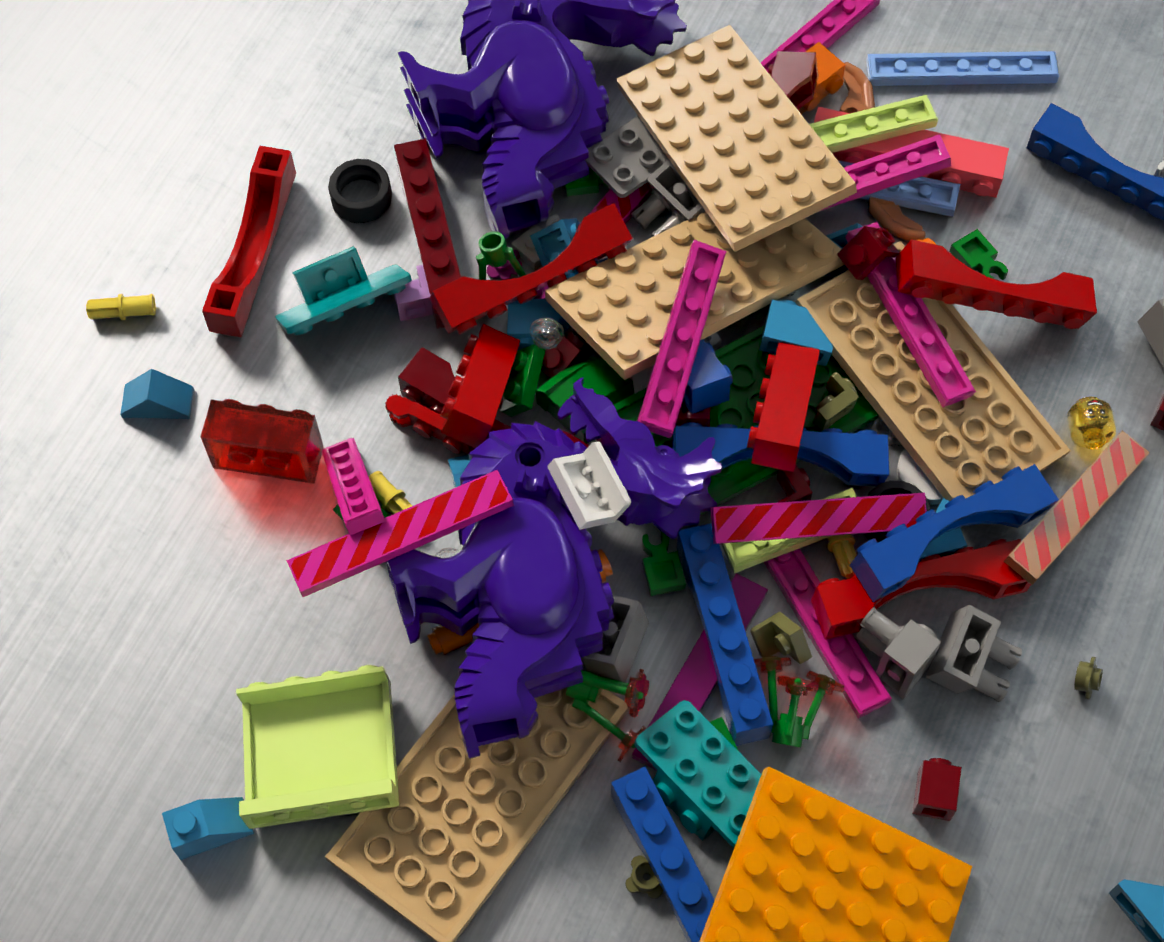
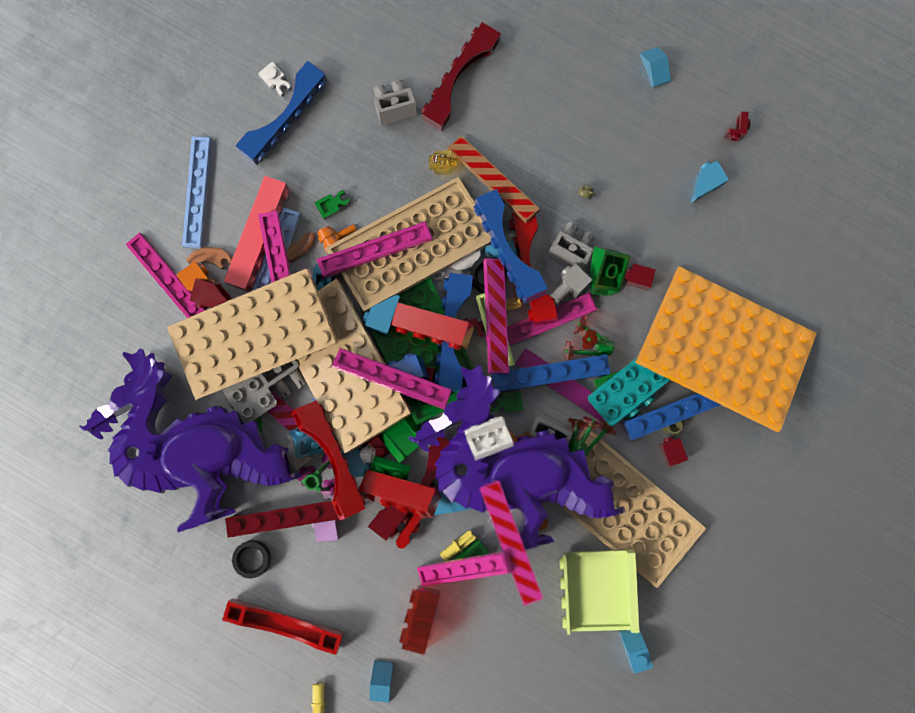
camera: 85 degrees left, 20 degrees up
(338, 285) = (323, 573): teal bracket -> none
(595, 874) = (673, 451): none -> dark red brick
(781, 635) = (552, 345): olive bracket -> none
(836, 405) = (429, 300): olive bracket -> none
(867, 251) = (338, 266): dark red bracket -> none
(876, 123) = (242, 252): yellowish green tile -> none
(936, 274) = (355, 231): red arch -> none
(937, 720) = (607, 271): none -> green slope

